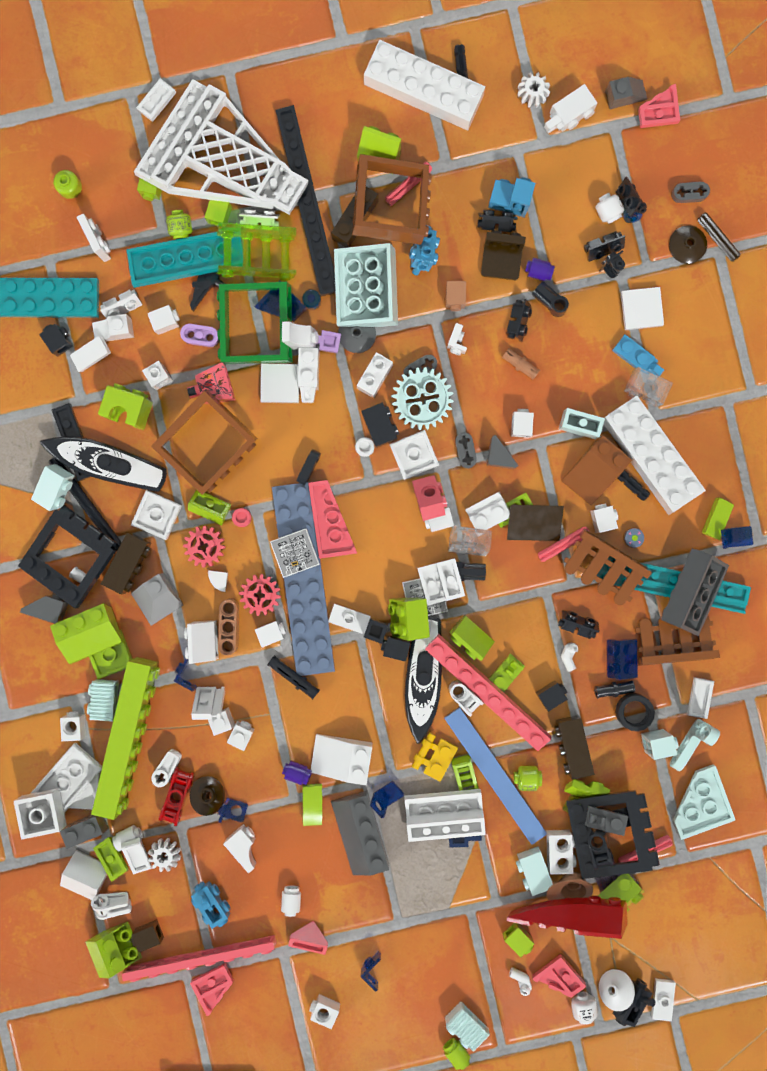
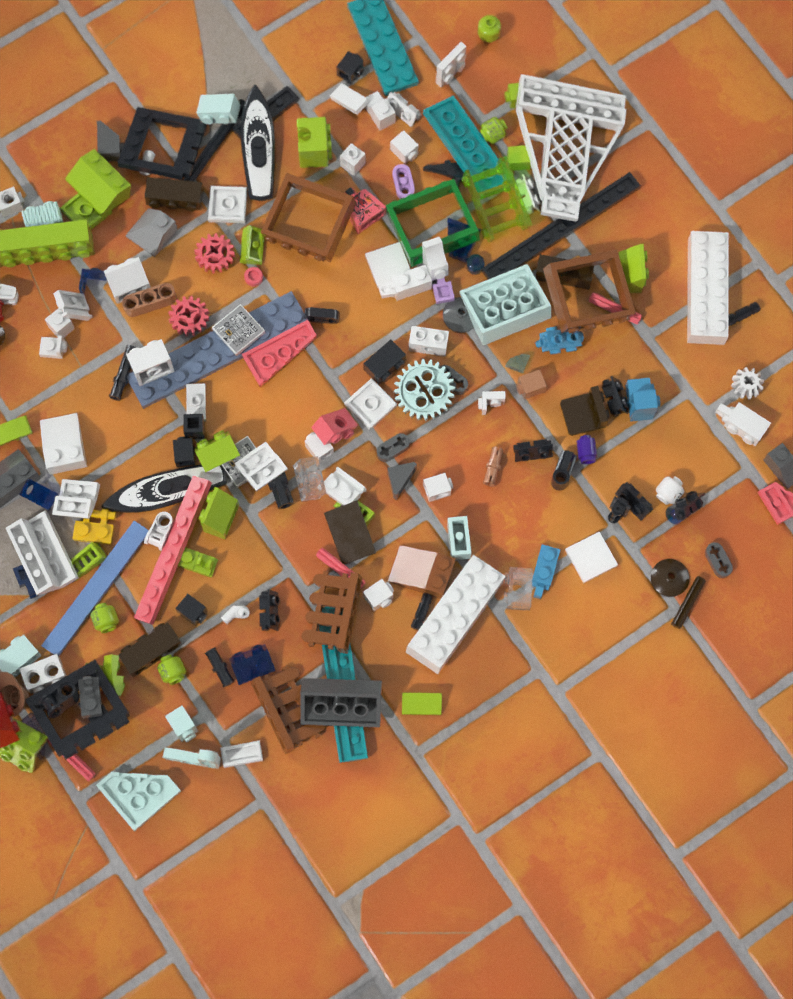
camera: 65 degrees right, 15 degrees down
(156, 100) = (594, 73): white plate -> none
(218, 579) = (189, 277): white tile -> none
(270, 633) = (156, 332): white brick -> none
(296, 773) = (35, 407): dark purple brick -> none
(299, 651) = (150, 362): none -> white brick
(364, 447) = (359, 357): white tile -> none
(404, 765) = (76, 499): none -> white slope
(427, 298) = (518, 362): none -> clear light blue tile
(600, 734) = (171, 669): none -> lime head
(634, 538) = (372, 631): sand blue tile -> none
(645, 723) = (190, 690): black tyre -> none
(737, 537) = (409, 725): clear blue bracket -> none

